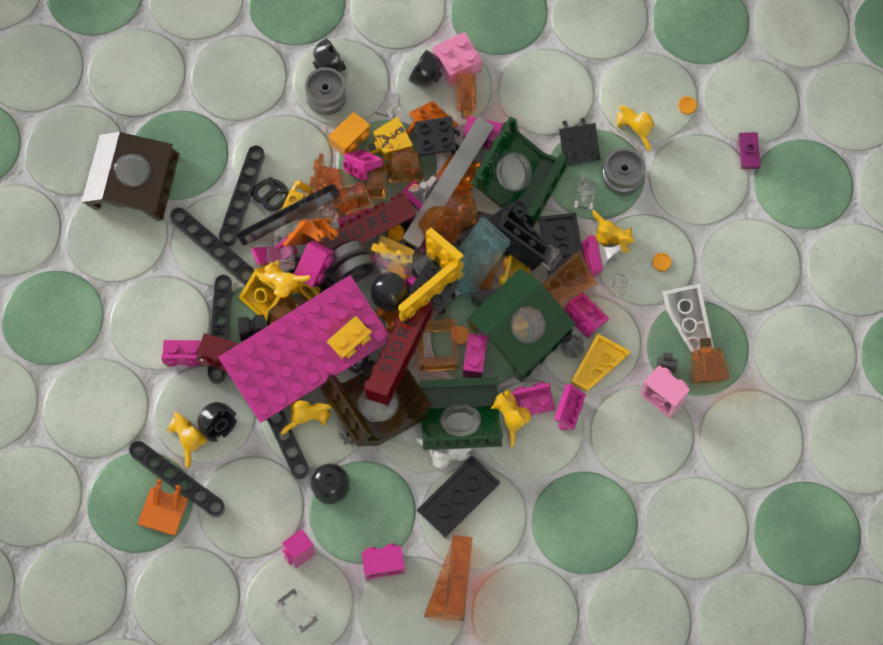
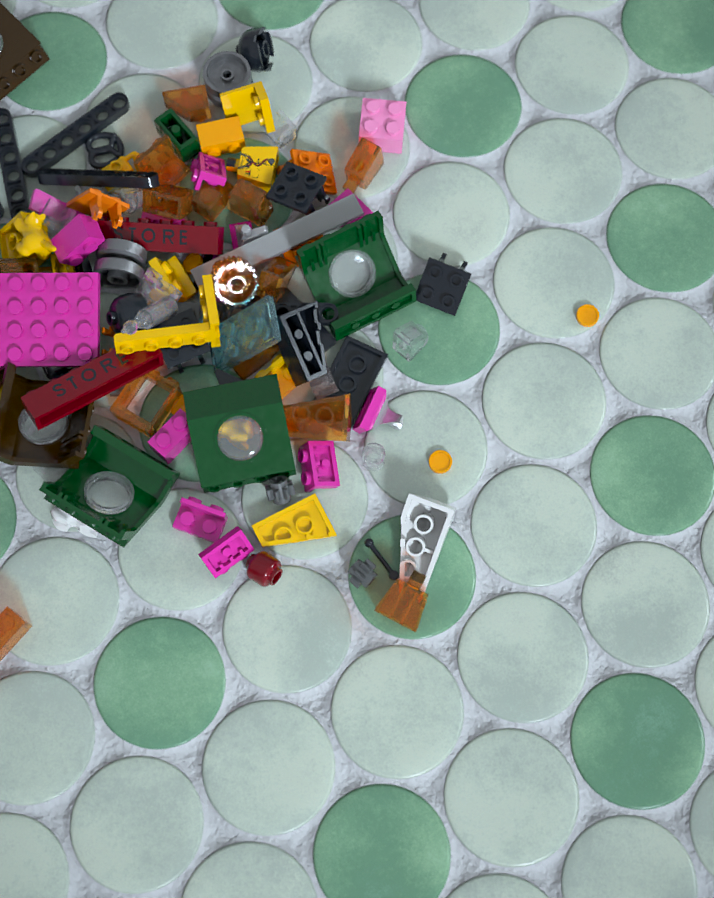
camera: 35 degrees right, 5 degrees up
(308, 124) = (189, 103): none -> clear orange slope
(312, 147) = (183, 140): none -> dark green brick
(349, 338) = (50, 336): yellow bracket -> none
(358, 94) = (249, 104): none -> yellow bracket
(410, 279) = (151, 315): none -> clear wheel
(426, 70) = (342, 118): black cylinder -> none
(458, 496) = (53, 569): black tile -> none
(514, 416) = (163, 521): yellow animal -> none
(600, 403) = (264, 569): none -> dark red head
(609, 233) = (404, 397): yellow animal -> none
(623, 171) = (466, 342): flat silver wheel -> none
(640, 123) = (520, 303): yellow animal -> none
(665, 391) = (336, 601): bright pink brick -> none
(685, 354) = (393, 575): none -> black hinge
(749, 150) = (618, 403): magenta plate -> none

